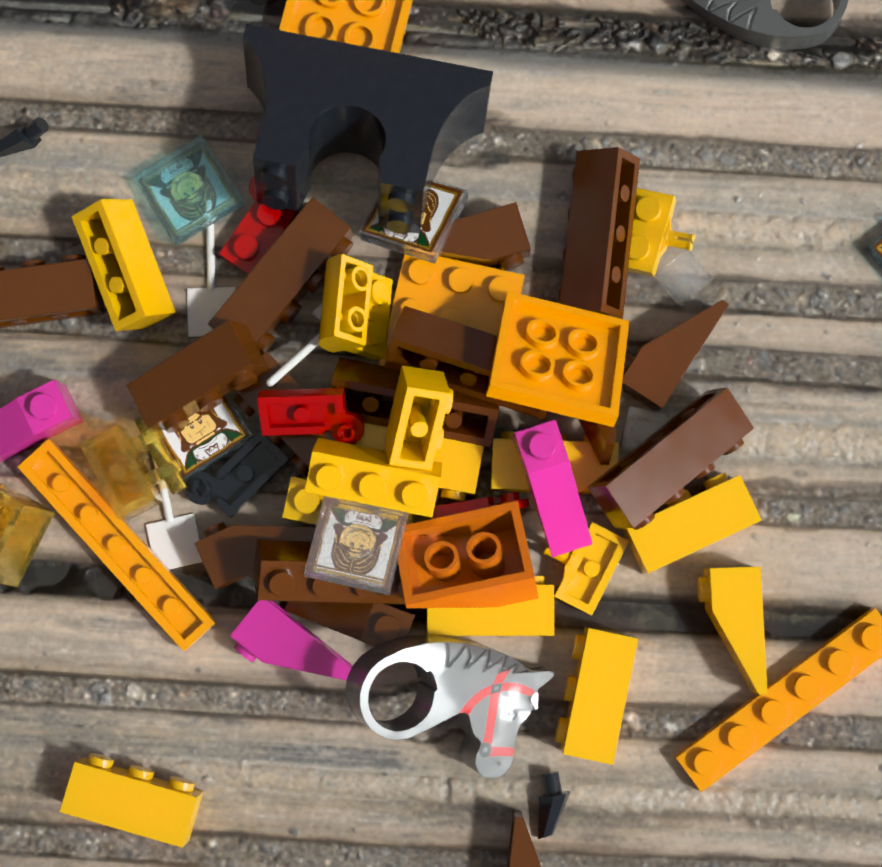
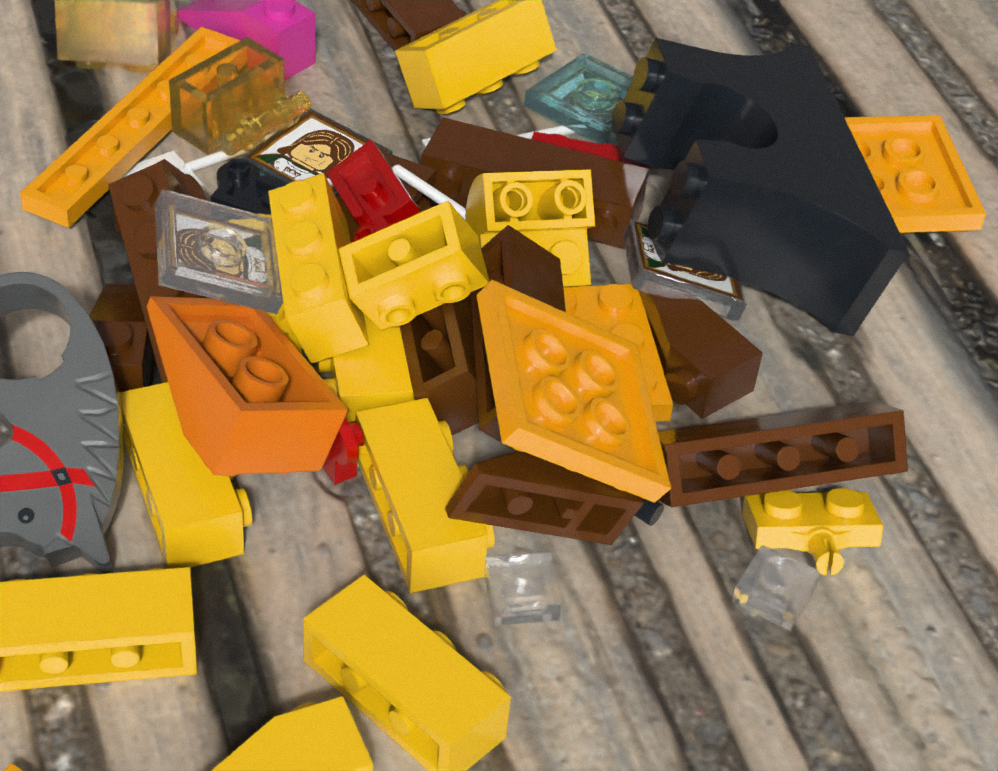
camera: 65 degrees right, 40 degrees down
(197, 377) = (362, 103): reddish brown brick -> none
(283, 641) = (81, 259): dark pink slope -> none
(552, 487) = (389, 450): dark pink slope -> none
(589, 569) = (281, 571): yellow plate -> none
(662, 362) = (649, 586): reddish brown slope -> none
(671, 459) = (494, 598): reddish brown brick -> none

